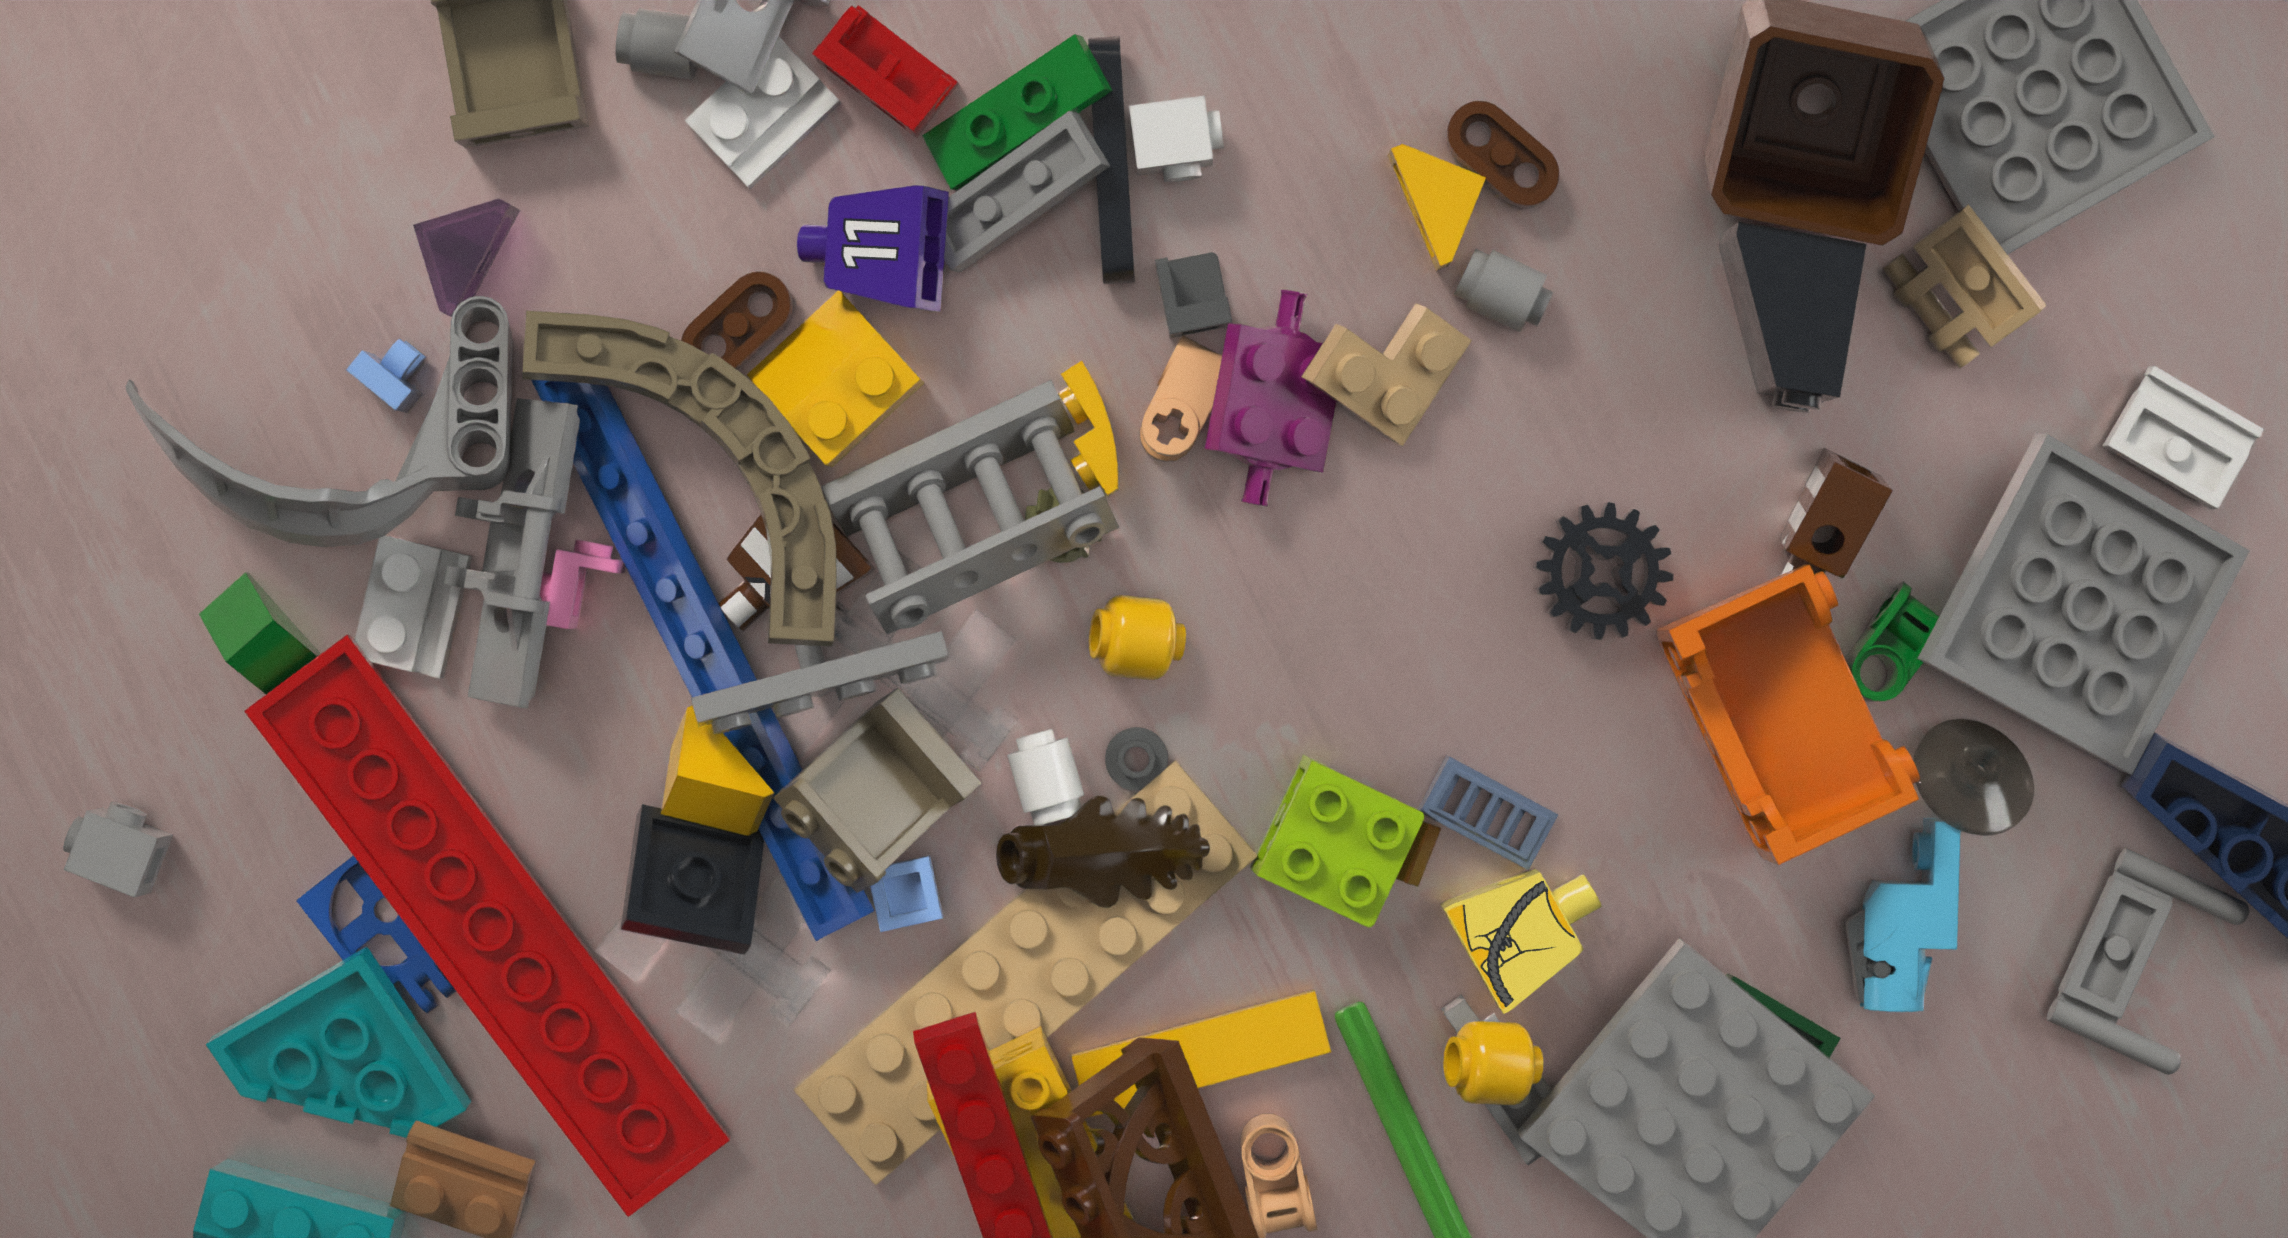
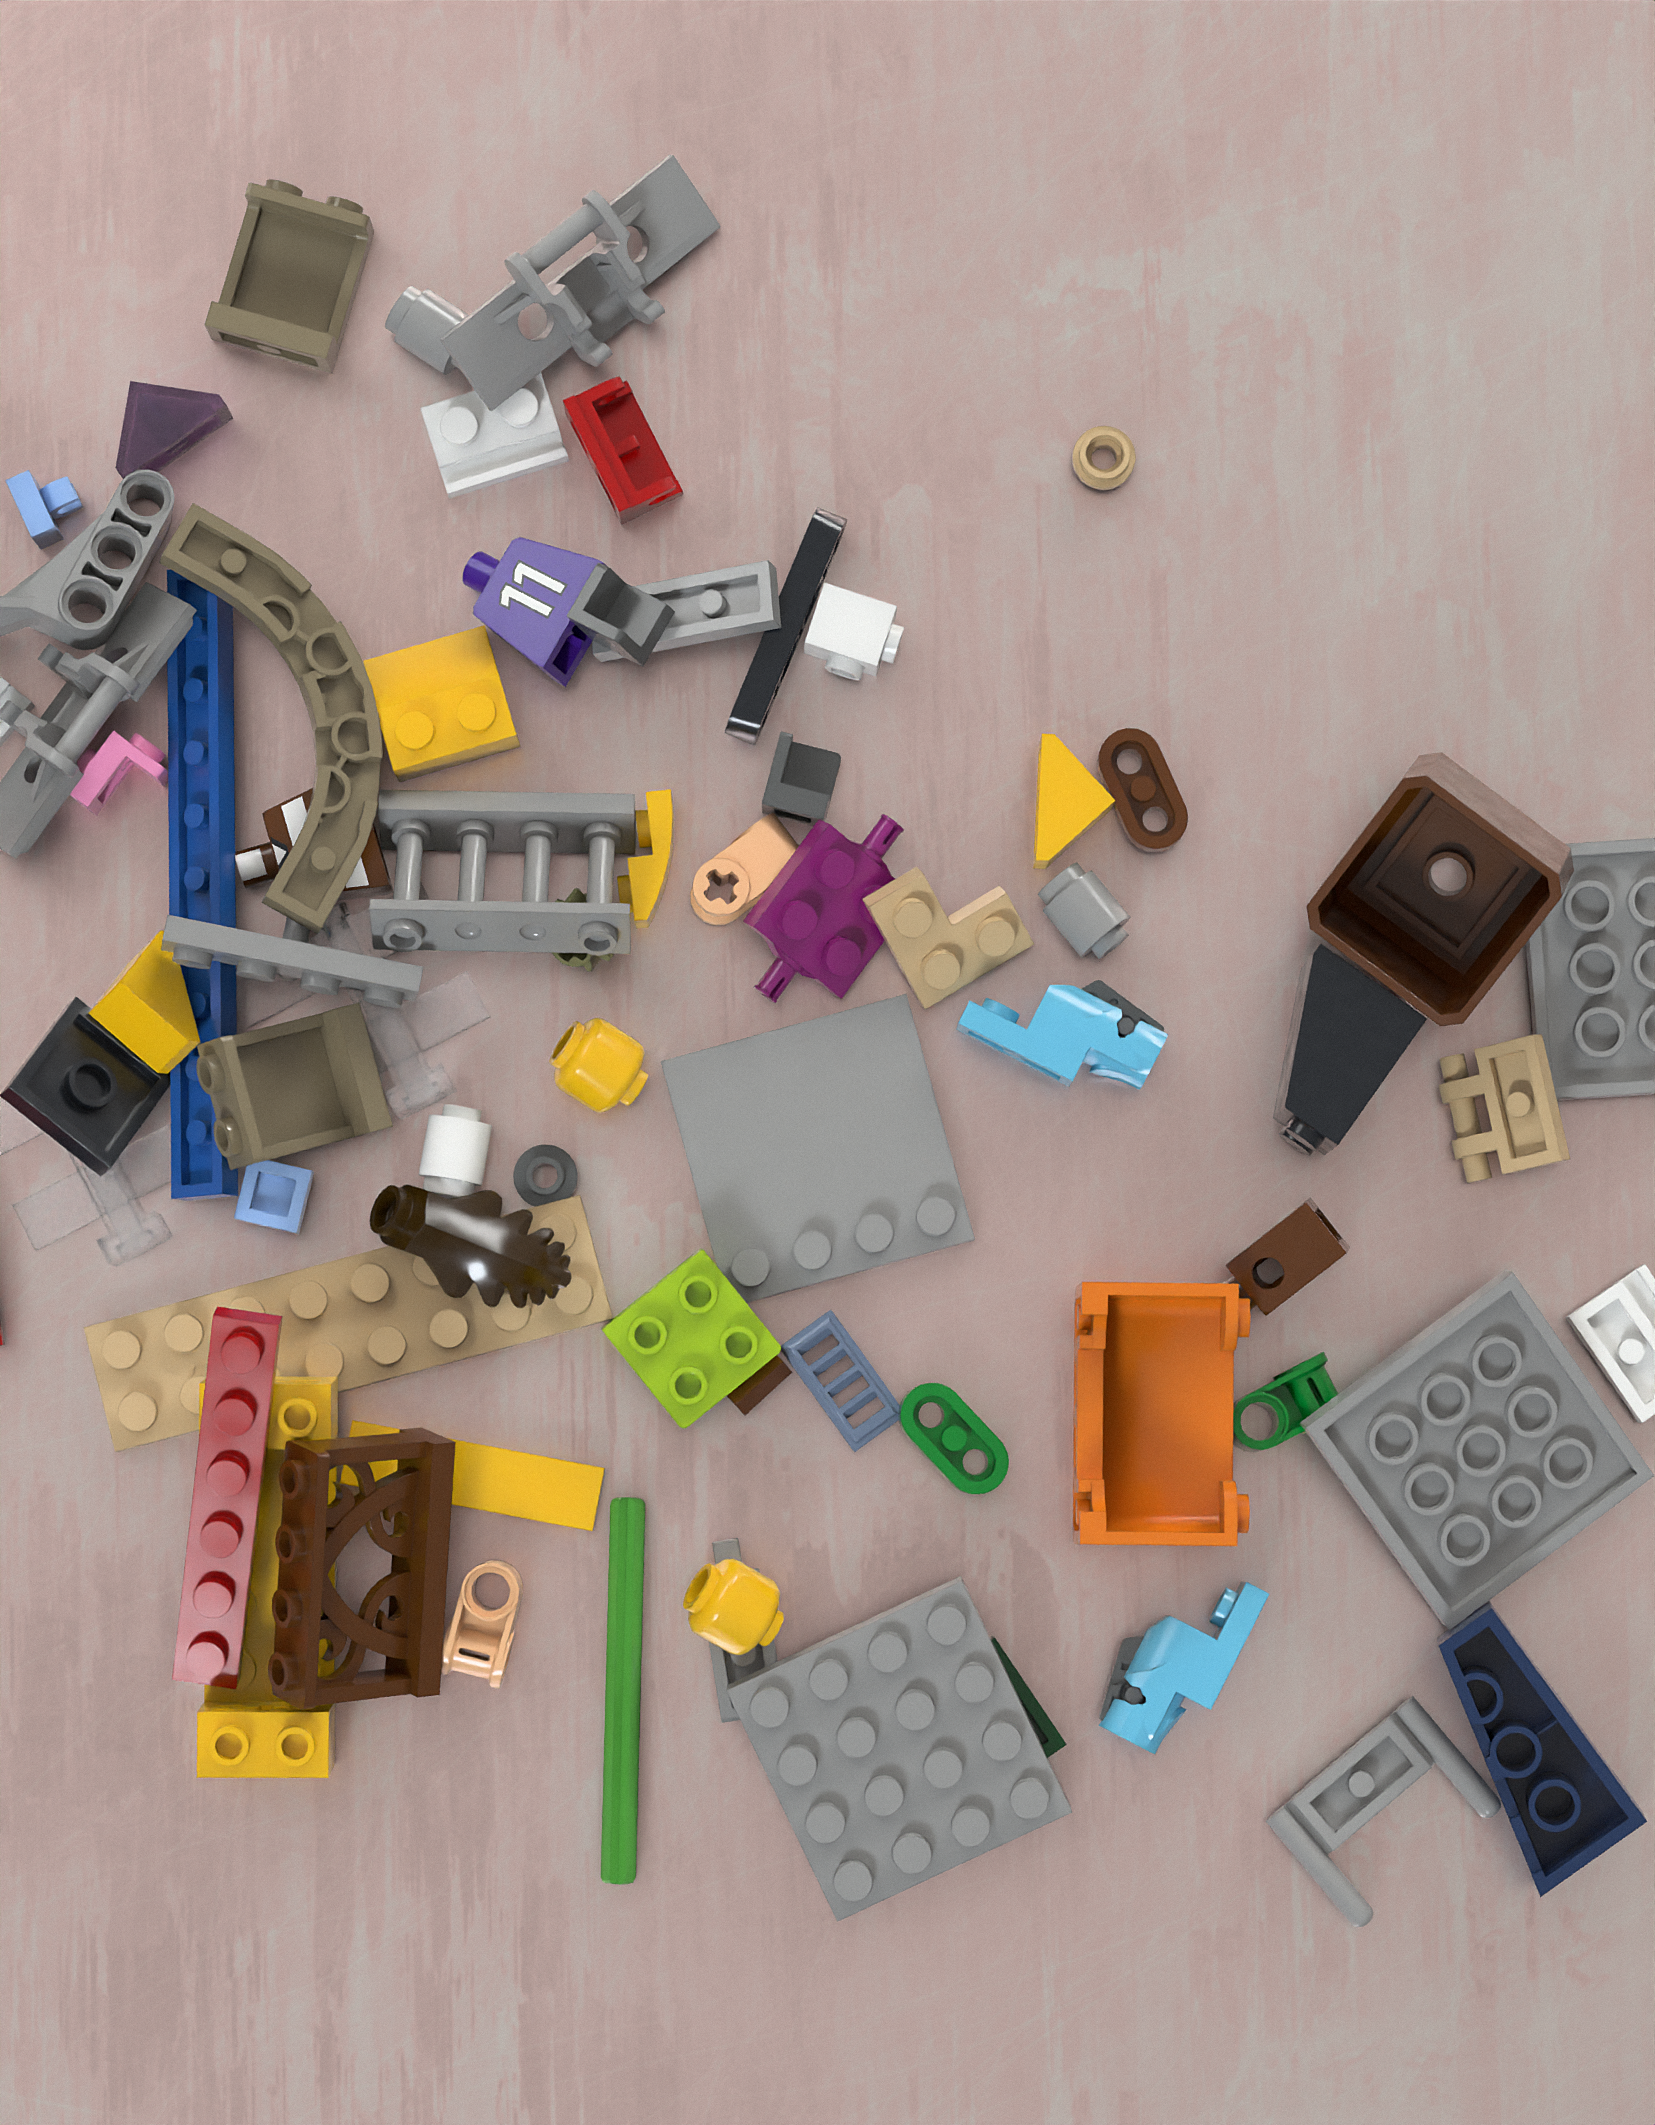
camera: 20 degrees right, 5 degrees down
(734, 322) = (375, 606): reddish brown plate -> none
(960, 225) = (619, 615): none -> dark grey panel
(1016, 111) = (721, 539): green plate -> none
(1367, 617) = (818, 1150): none -> light grey plate
(1520, 931) = (819, 1502): light yellow torso -> none
(1543, 401) = (1070, 1029): none -> medium azure plate
(1610, 815) = (953, 1437): none -> green plate
(1625, 553) = (1081, 1203): black gear -> none
(1961, 790) = (1288, 1573): clear smoke dish -> none

